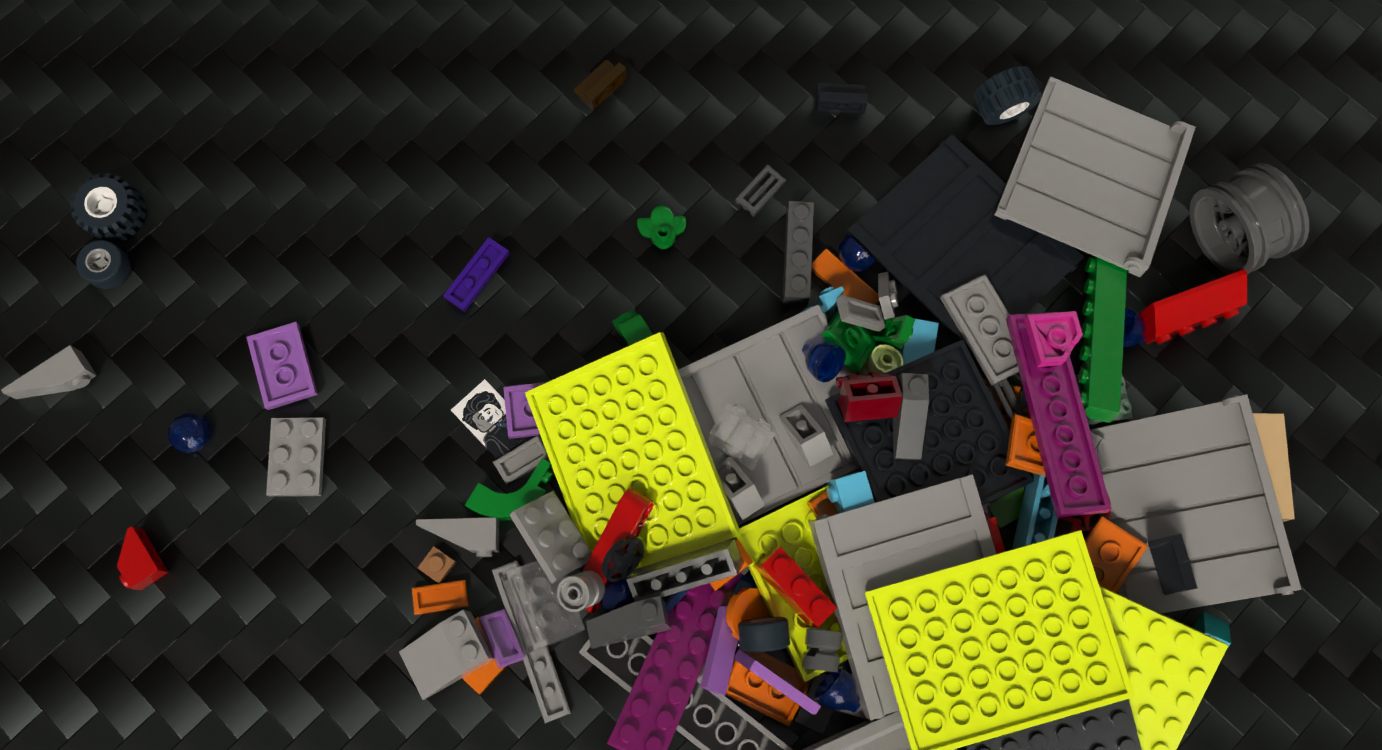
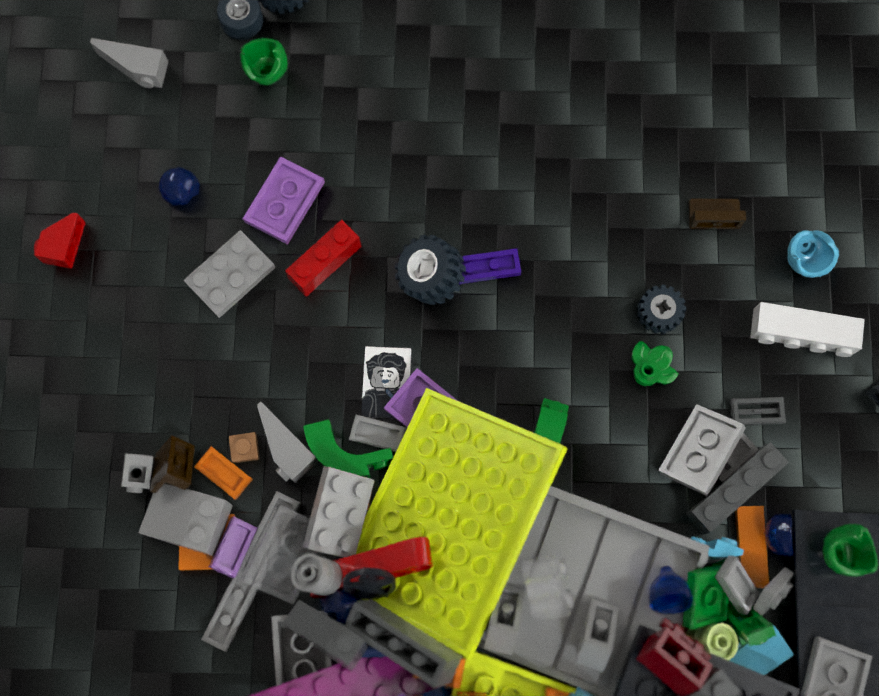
camera: 50 degrees right, 0 degrees up
(157, 277) = (264, 60): none -> green piece
(355, 377) = (323, 258): none -> red brick
(376, 649) = (139, 461): none -> light grey brick
(397, 626) = (173, 464): none -> dark brown panel
(442, 310) = (429, 269): none -> black wheel
(632, 192) = (656, 317): none -> black wheel
(696, 49) = (815, 257): none -> medium azure piece
(738, 104) = (807, 329): none -> white brick
(750, 250) = (702, 449): none -> light grey plate
(774, 232) = (741, 453): none -> light grey slope
(906, 220) = (850, 550): none -> green piece

